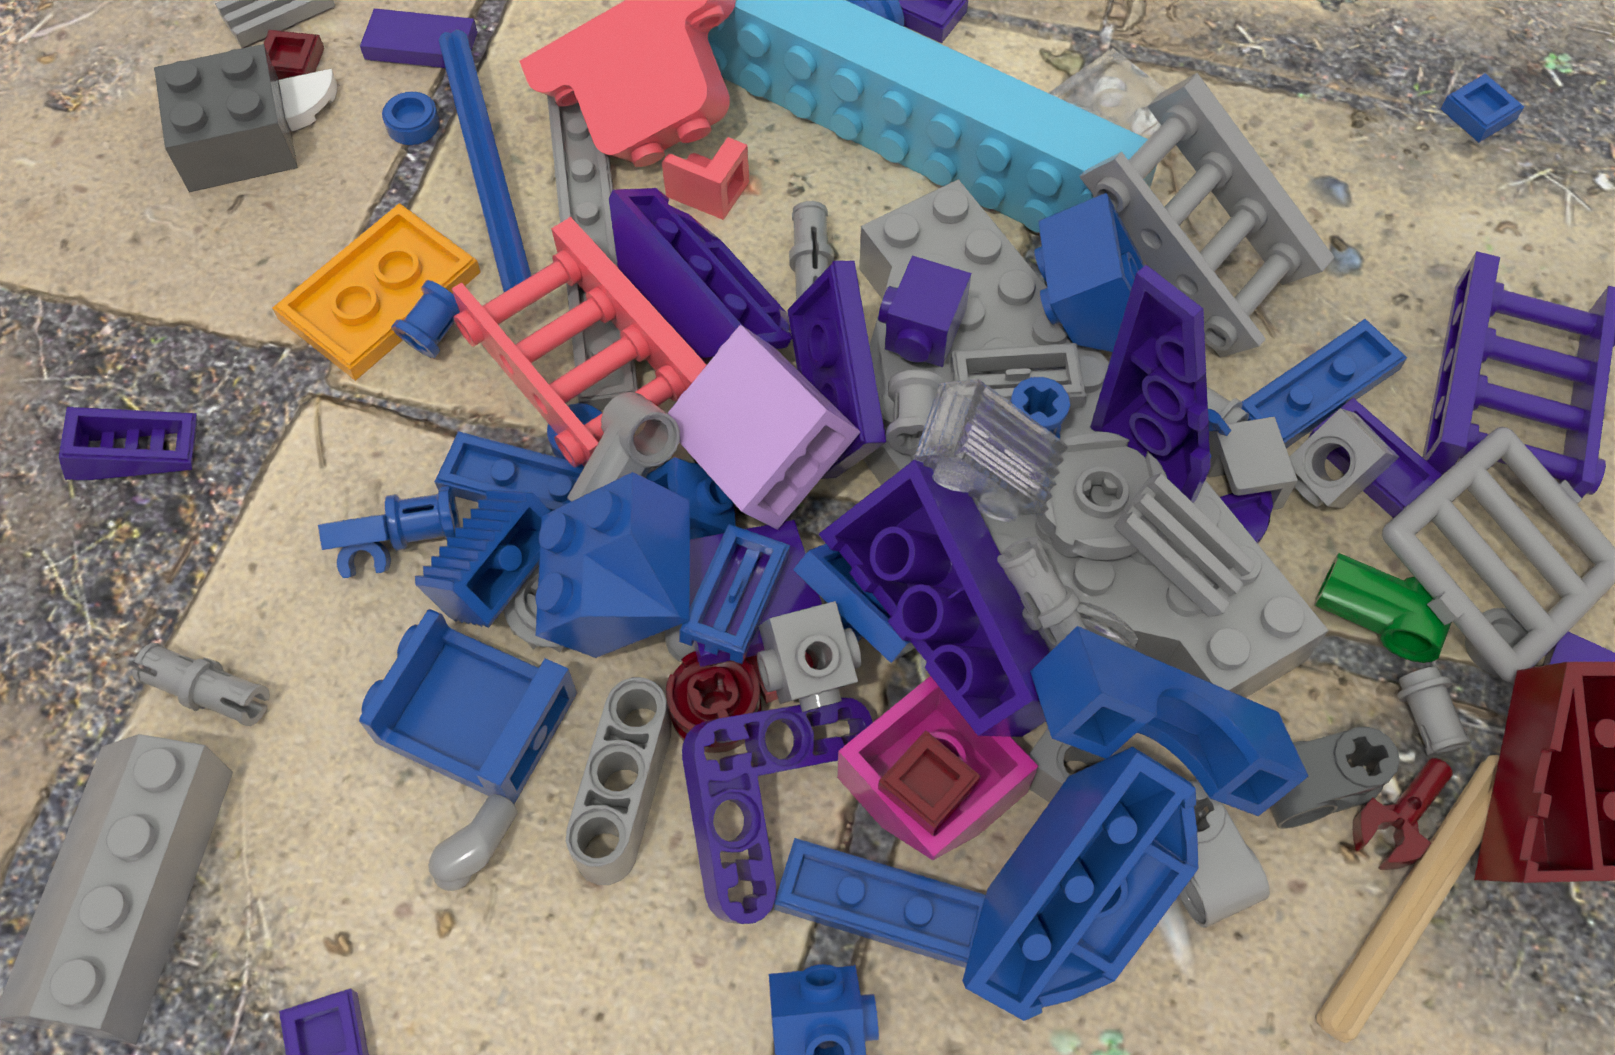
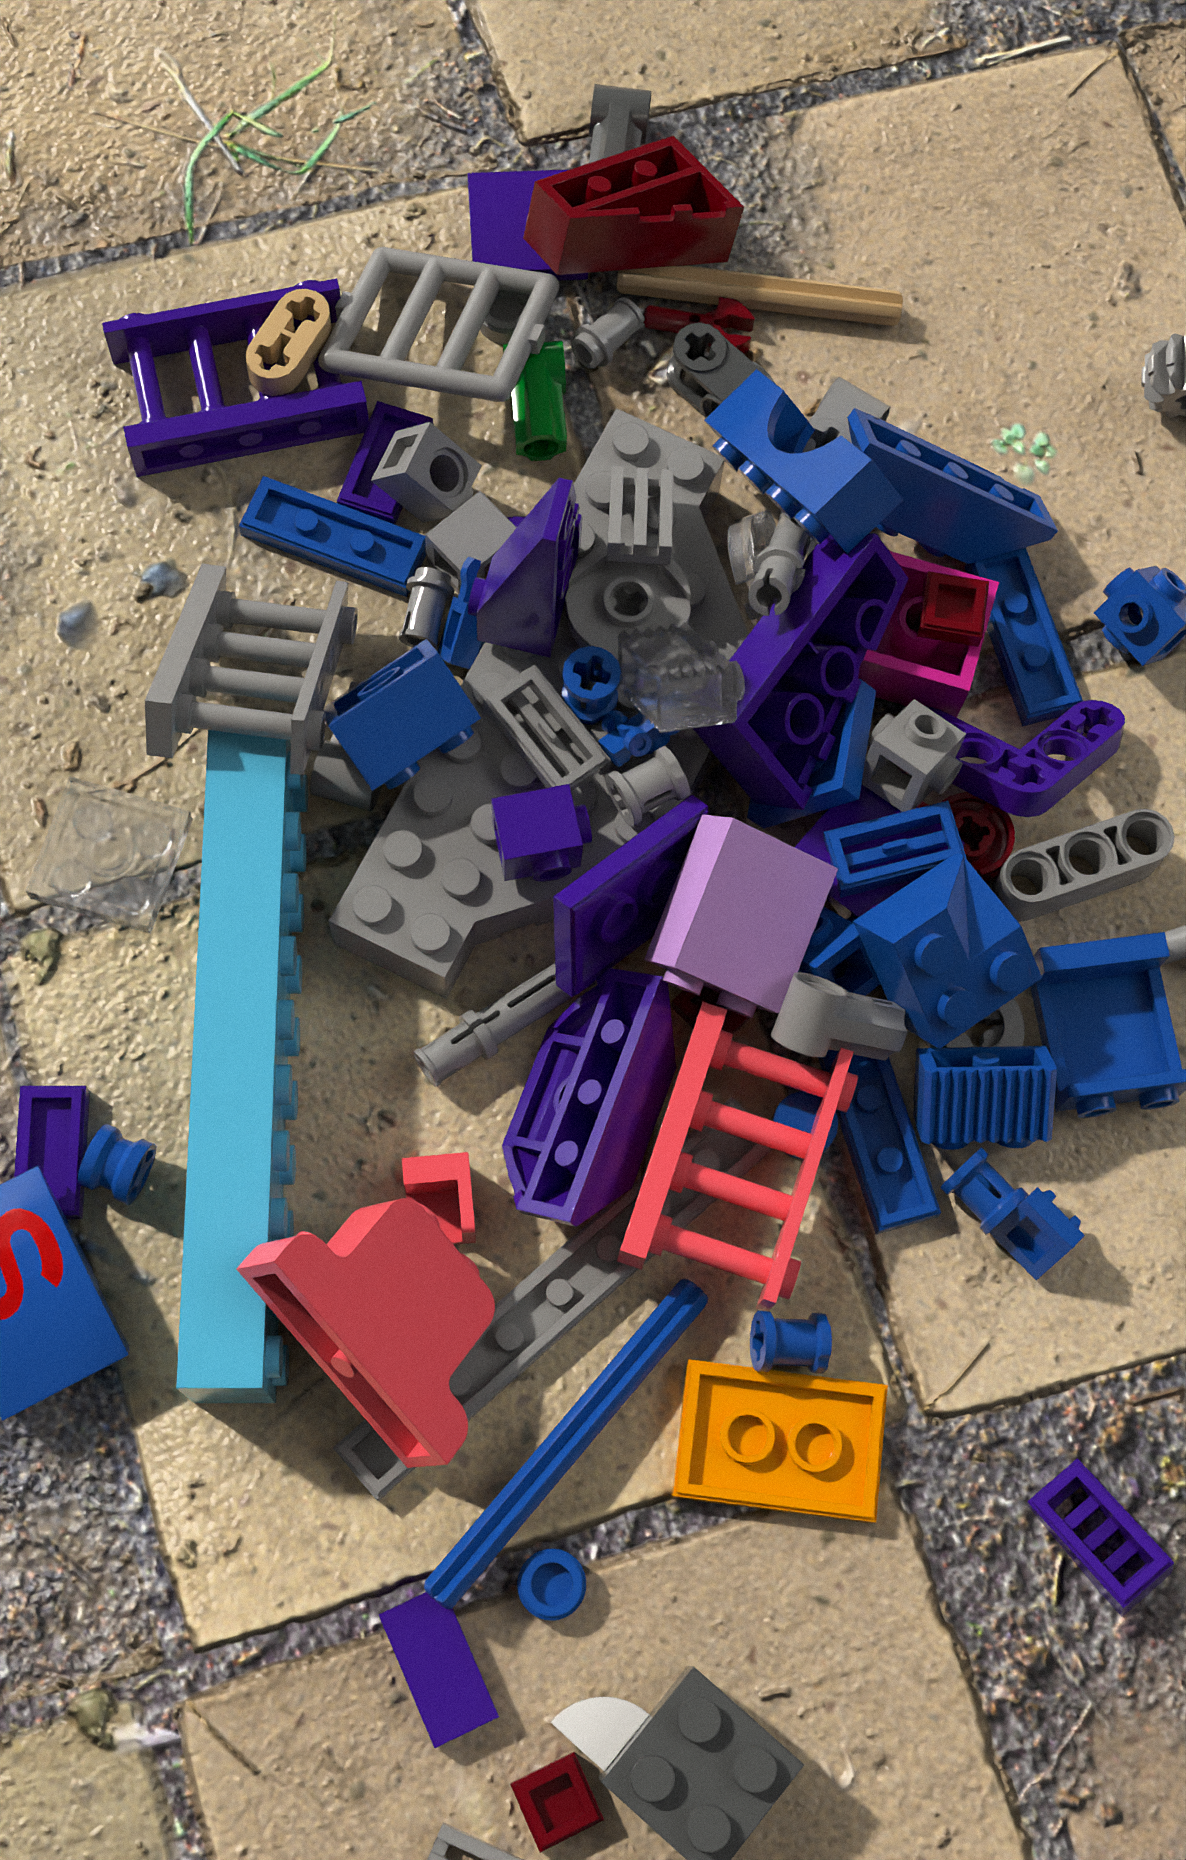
camera: 130 degrees left, 10 degrees up
(1537, 412) = (279, 336): none -> tan beam

